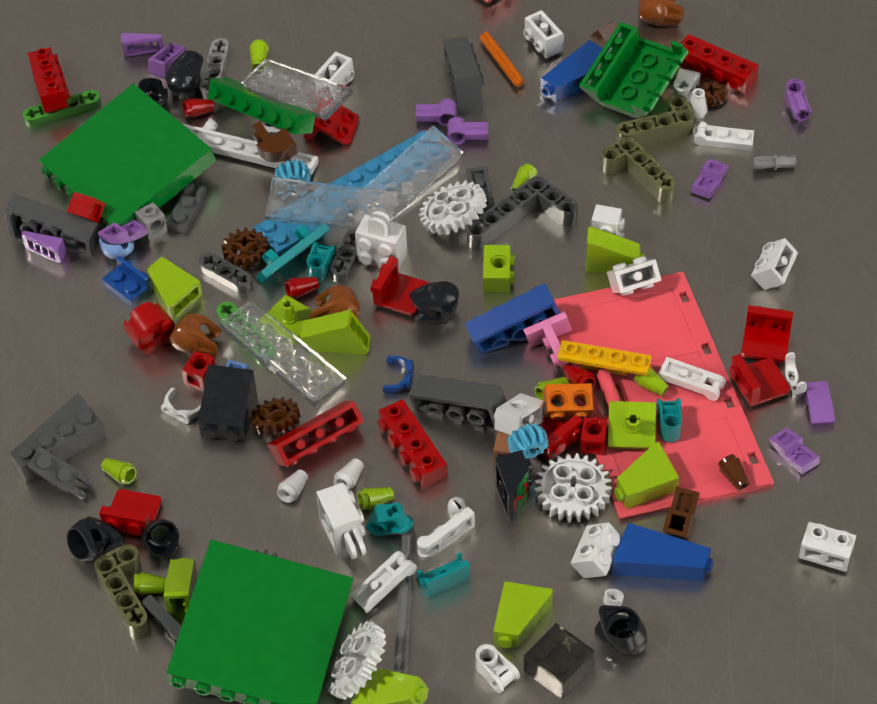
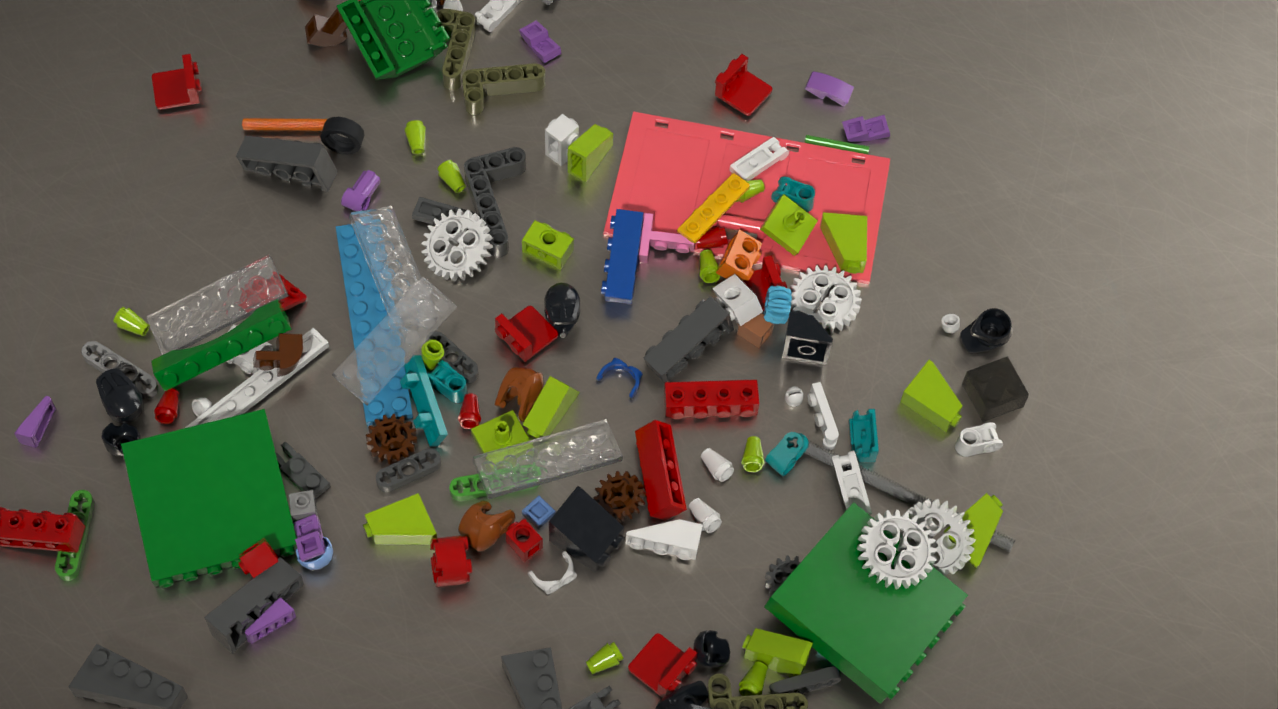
camera: 70 degrees left, 10 degrees up
(127, 282) = (366, 562): blue bracket -> none
(163, 59) = (79, 420): medium lavender slope -> none
(258, 470) = (672, 538): none -> white slope
(293, 170) = (328, 357): medium azure gear -> none
(319, 645) = (917, 556): none -> white gear
(335, 234) = (431, 354): none -> lime cone
(337, 69) = (212, 262): white brick -> none
(341, 520) = (778, 488): white brick -> none
(379, 239) = (468, 319): white brick -> none
(436, 112) = (322, 203): medium lavender piece -> none
(509, 91) = (346, 127): none -> black tyre
(543, 34) = (285, 75): white brick -> none
(548, 139) = (415, 134): none -> lime cone
(567, 75) = (348, 73): blue slope -> none
(592, 443) = (792, 255): red brick -> none
(596, 550) = (902, 310): white brick -> none
(632, 276) = (629, 145): white brick -> none
(659, 555) = (921, 274): blue slope -> none
(682, 512) = (897, 238): reddish brown brick -> none
(733, 471) = (872, 178): reddish brown cone -> none
(758, 380) = (784, 116): red bracket -> none
(759, 435) = (837, 144): none -> bright green bar
(774, 263) = (672, 42): white brick -> none
(790, 369) = (785, 89): white cap -> none
(827, 546) = (977, 152): white brick -> none

